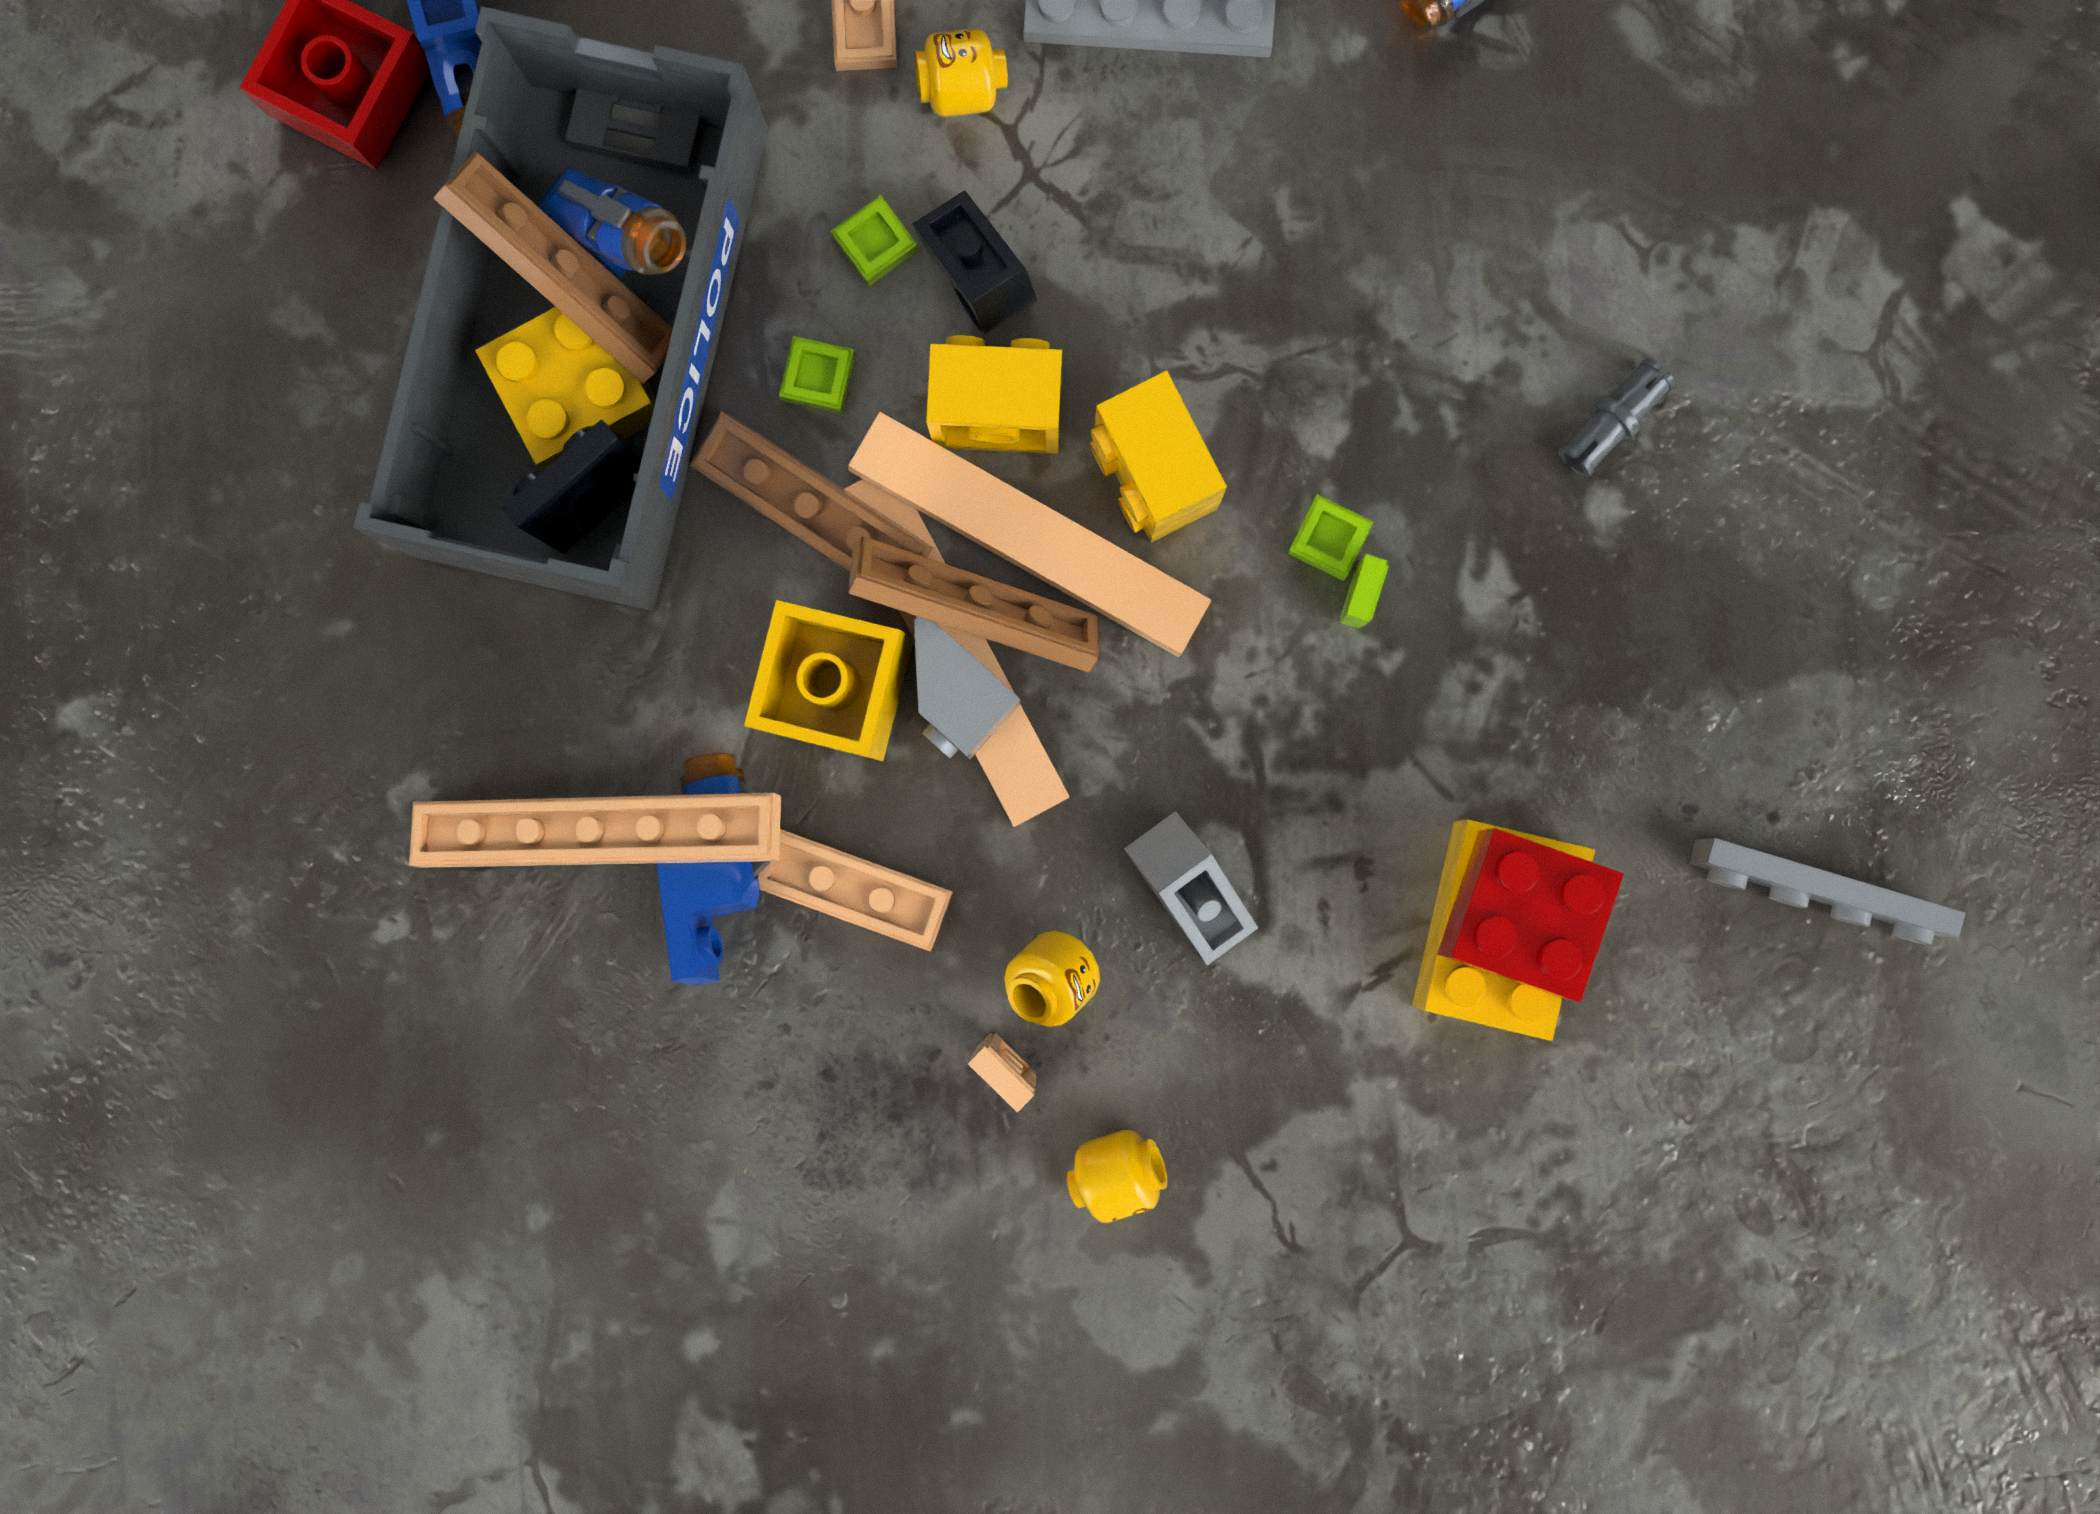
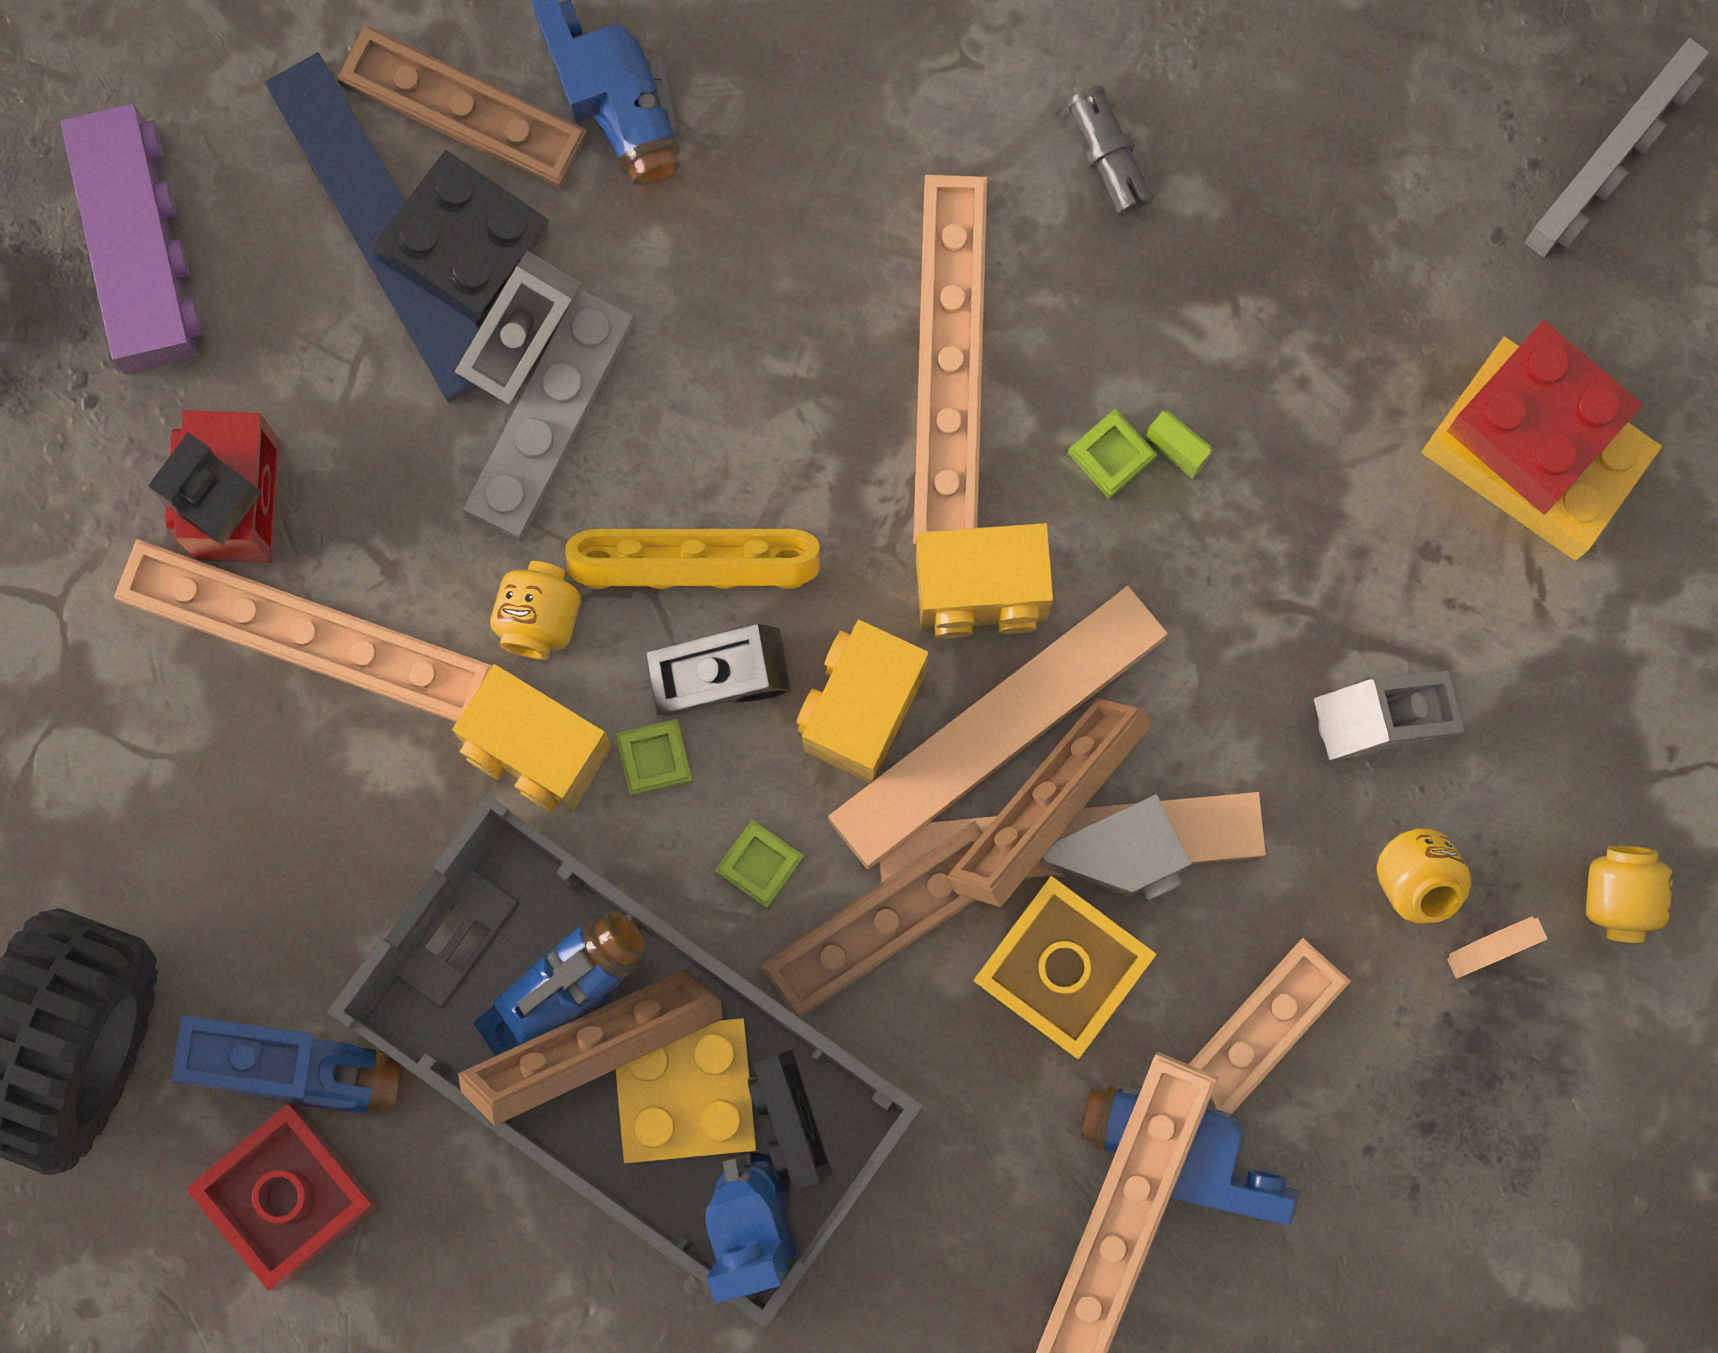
camera: 70 degrees left, 5 degrees down
(444, 479) = (748, 1228): none -> blue plate
(834, 112) = (533, 739): none -> yellow brick
(1069, 194) = (692, 557): none -> yellow plate
(1360, 351) = (950, 353): none -> light nougat tile

